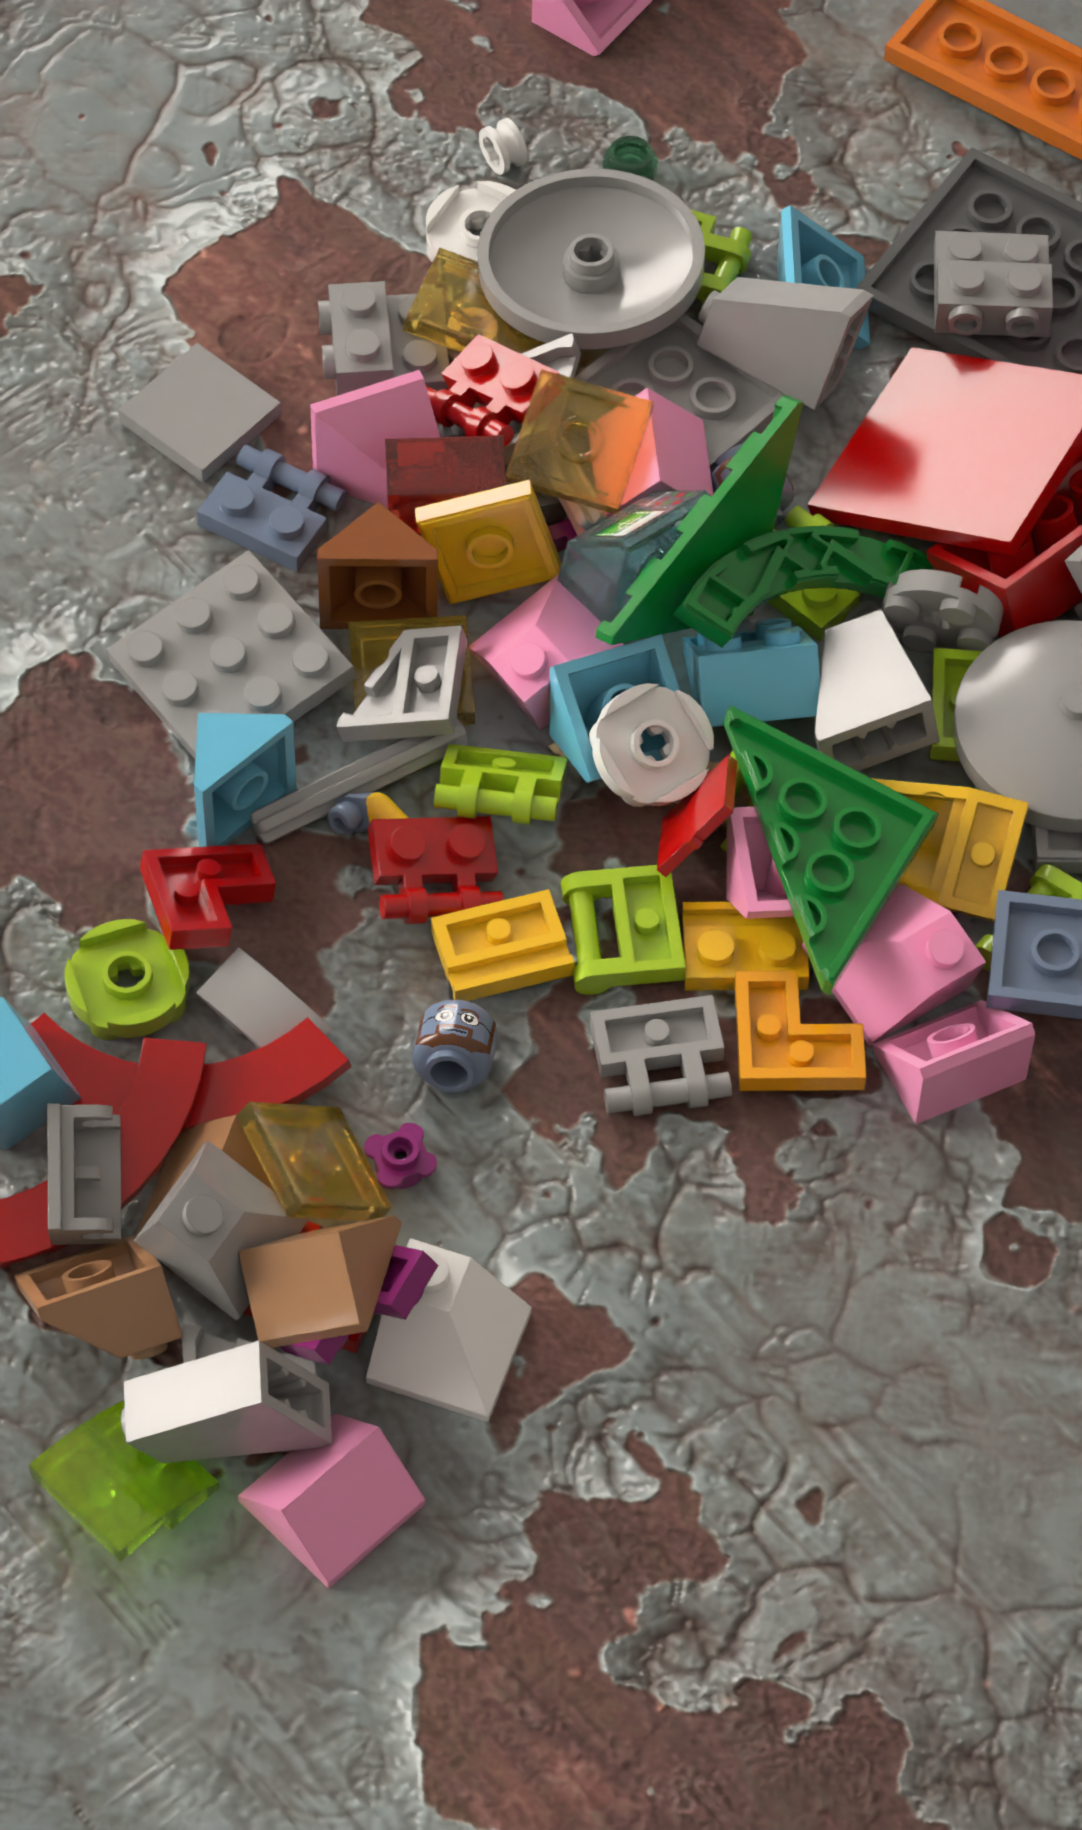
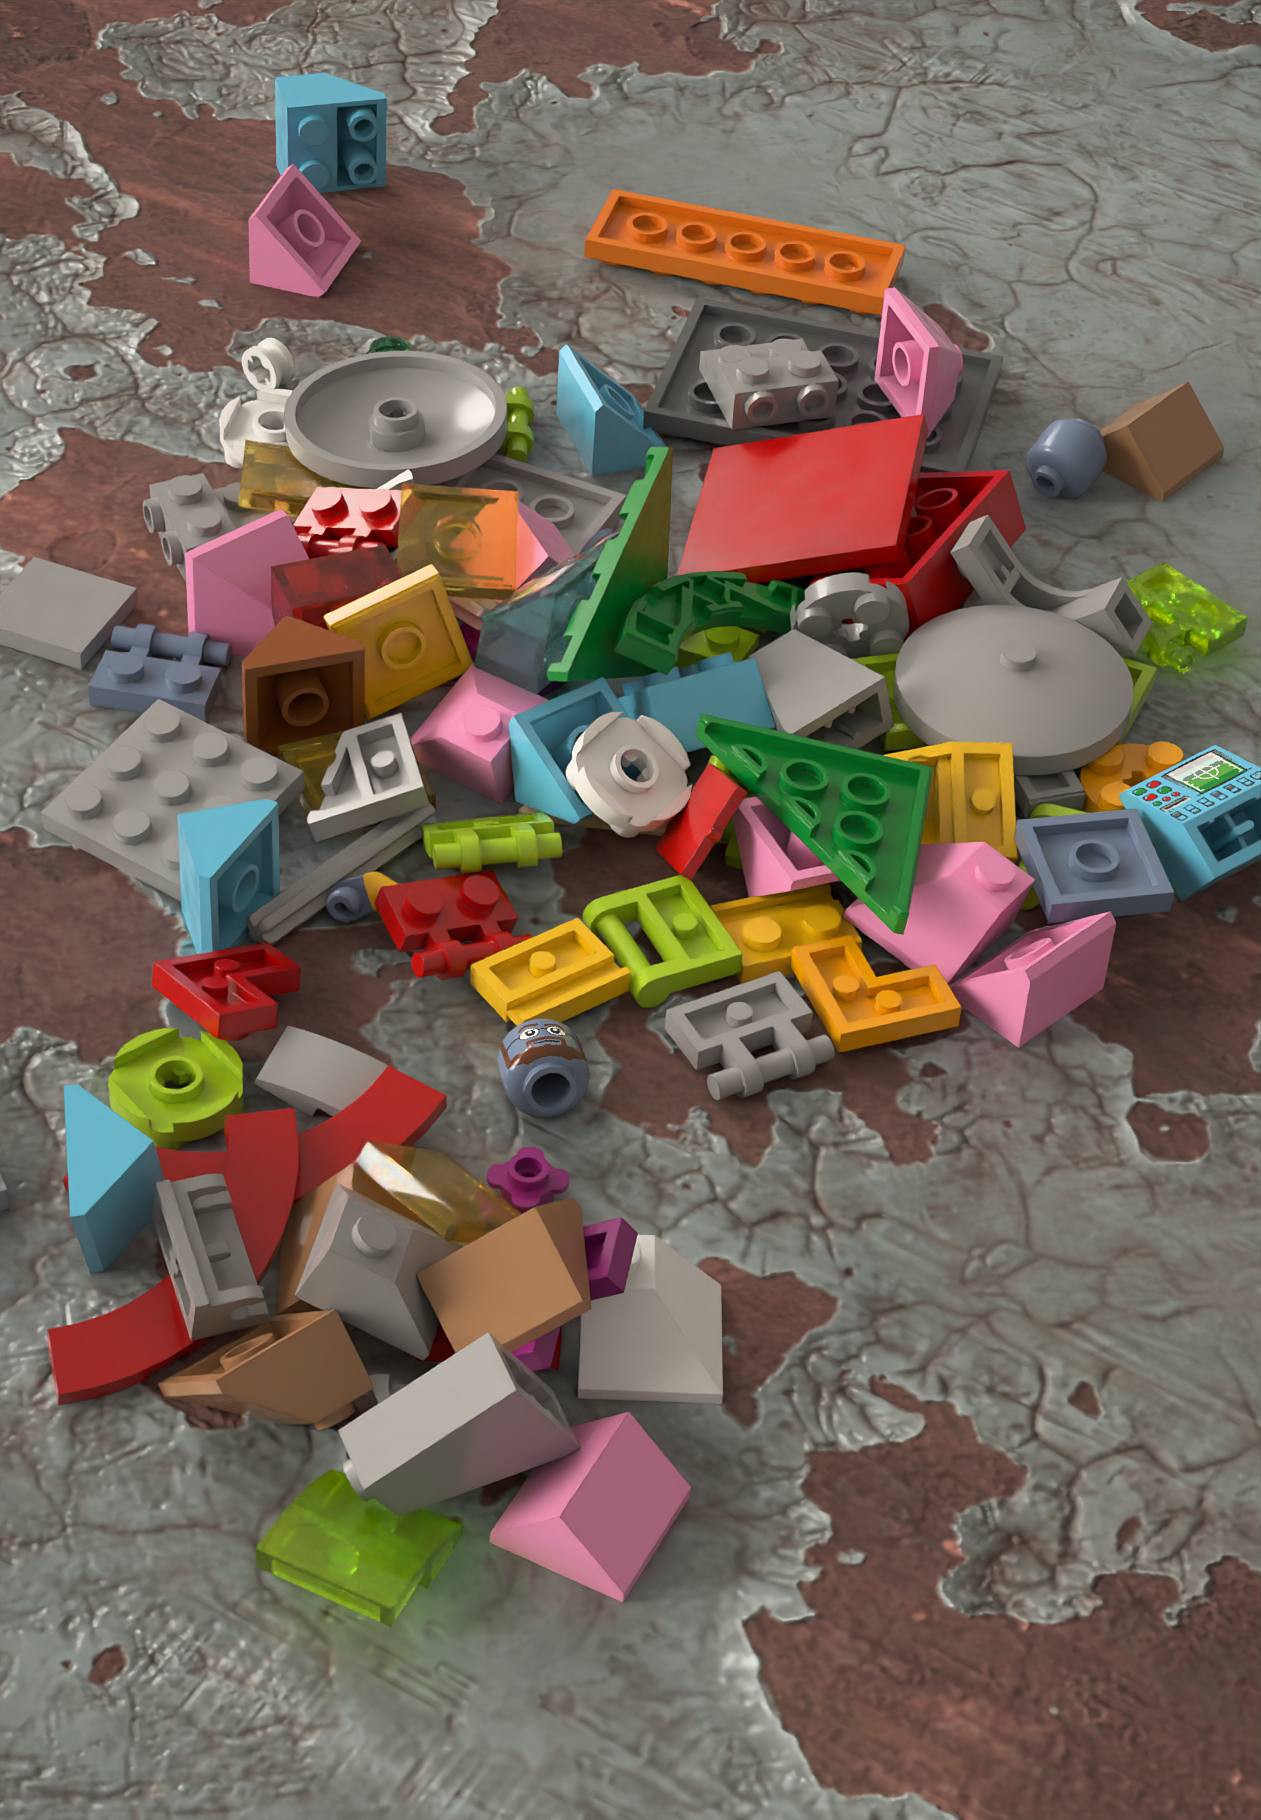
camera: 20 degrees left, 15 degrees down
(785, 333) = (600, 437): light grey slope -> none

